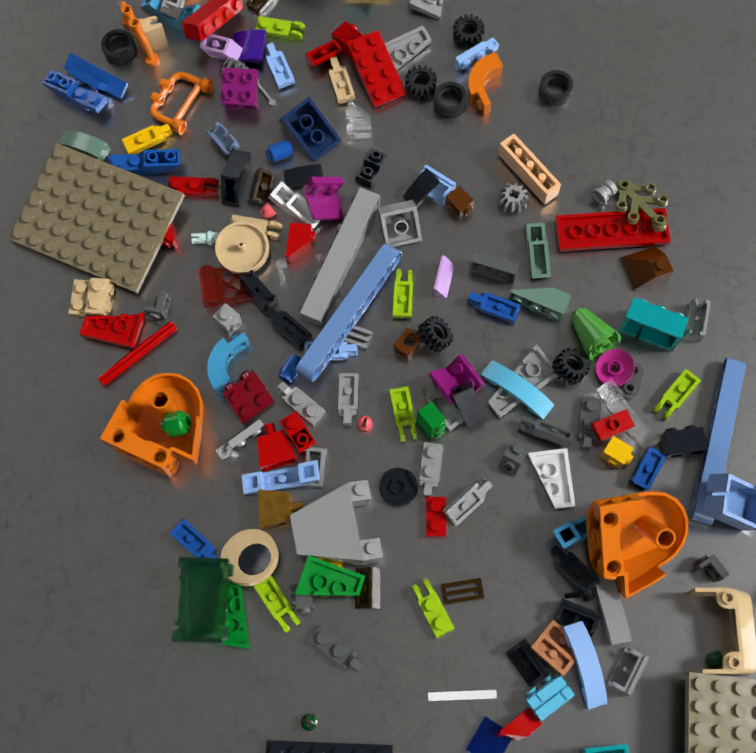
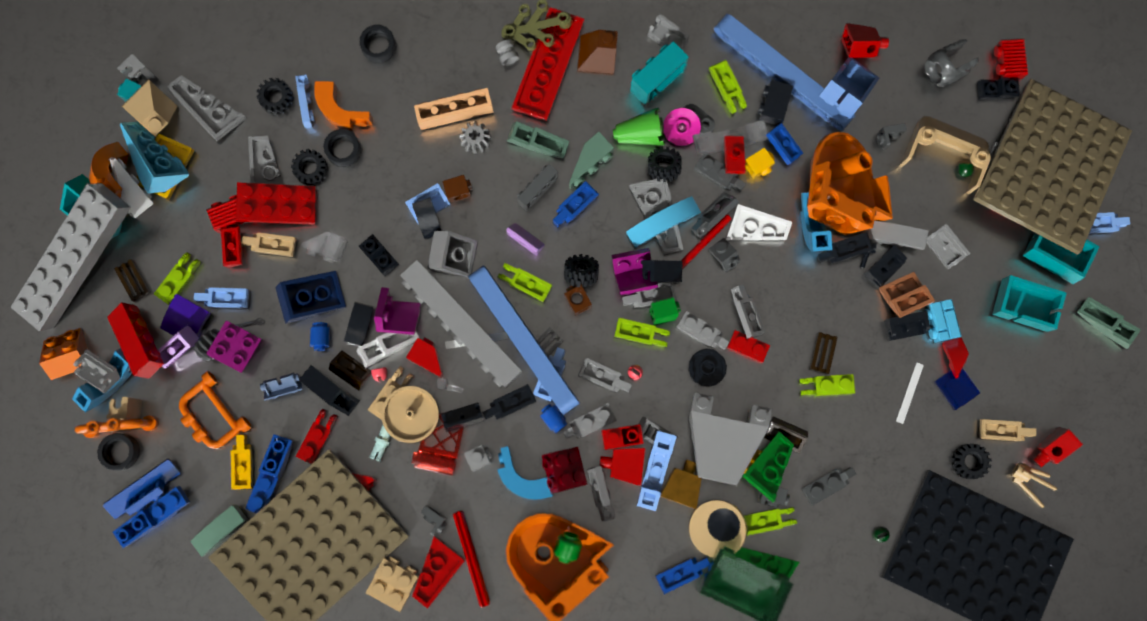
camera: 70 degrees left, 10 degrees up
(517, 435) = (706, 239): none -> red bar
(587, 664) = (928, 275): light blue slope -> none

